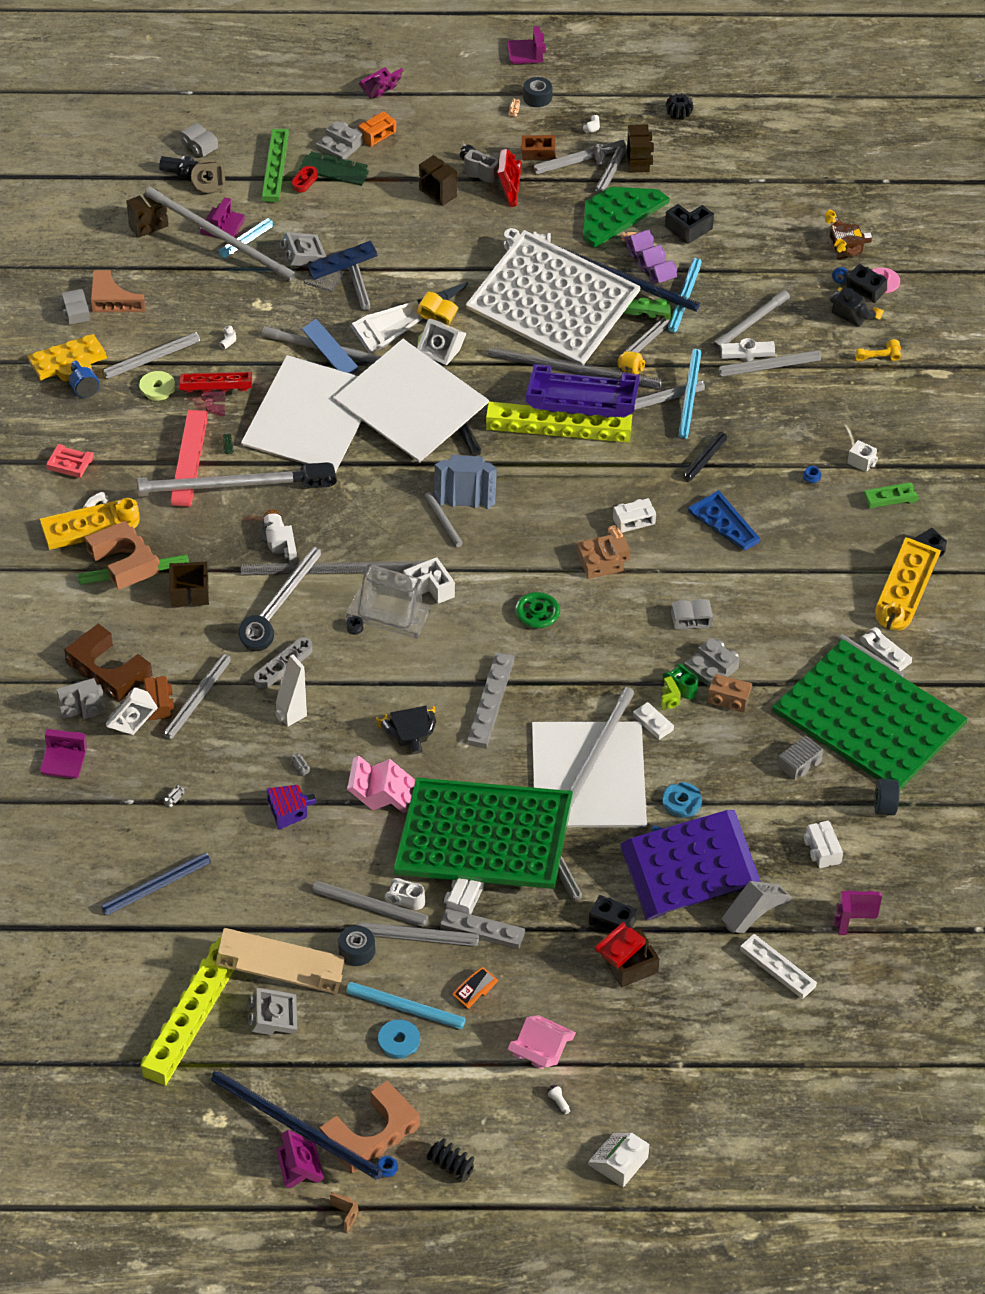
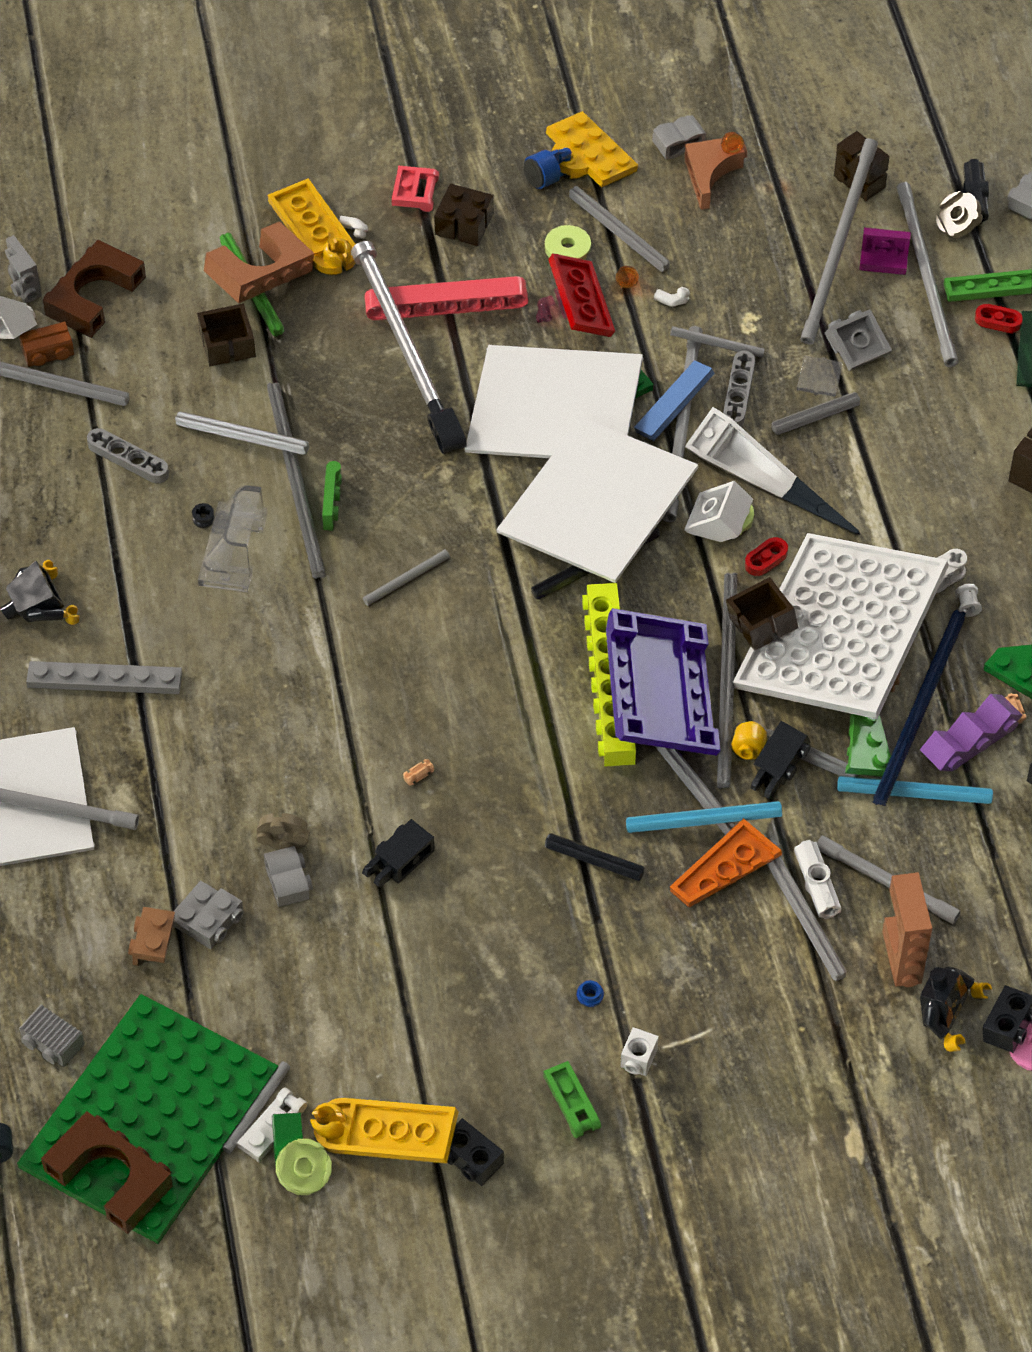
camera: 80 degrees right, 5 degrees up
(106, 270) = (732, 143): none -> clear orange plate
(111, 434) = (469, 208): none -> dark brown piece
(201, 358) = (627, 277): none -> clear orange plate
(227, 443) = (484, 332): clear green piece -> none
(247, 237) = (870, 282): axle -> none
(252, 627) = (161, 415): black wheel -> none
(278, 536) = (329, 411): white plate -> none
(282, 319) = (716, 341): none -> light grey bar
(292, 693) = (56, 458): white wedge -> none
(306, 312) = (741, 390): none -> light grey beam
(321, 209) = (947, 347): none -> light grey piece
(342, 260) = (847, 383): dark blue plate -> none
(360, 547) = (331, 494): none -> bright green plate
(434, 579) = (284, 574): white brick -> none
(436, 308) = (785, 501): yellow brick -> none
(465, 482) = (462, 581): sand blue slope -> none
(478, 329) = (765, 558): none -> red plate
(537, 610) = (259, 684): green plate -> none
(539, 329) = (762, 613): none -> dark brown piece
(603, 555) = (373, 758): medium nougat piece -> none
(634, 515) = (455, 784): white brick -> none
(651, 348) = (780, 757): none -> black hinge
(653, 720) = (97, 860): white plate -> none
(660, 611) = (282, 831): none -> dark tan plate
(671, 694) = (140, 872): lime bracket -> none
(685, 551) = (400, 853): none -> black hinge
(685, 681) = (168, 878): green piece -> none
(725, 520) = (480, 890): blue wing -> none
(726, 389) = (729, 860): none -> orange wing
(816, 319) = (908, 932): none -> nougat arch
(840, 271) = (1019, 981): blue plate -> none
(892, 349) = (875, 1071): yellow brick -> none
(904, 639) = (286, 1129): none -> green tile
(924, 634) = (303, 1166): none -> yellowish green tile
(928, 710) = (93, 1139): none -> reddish brown arch

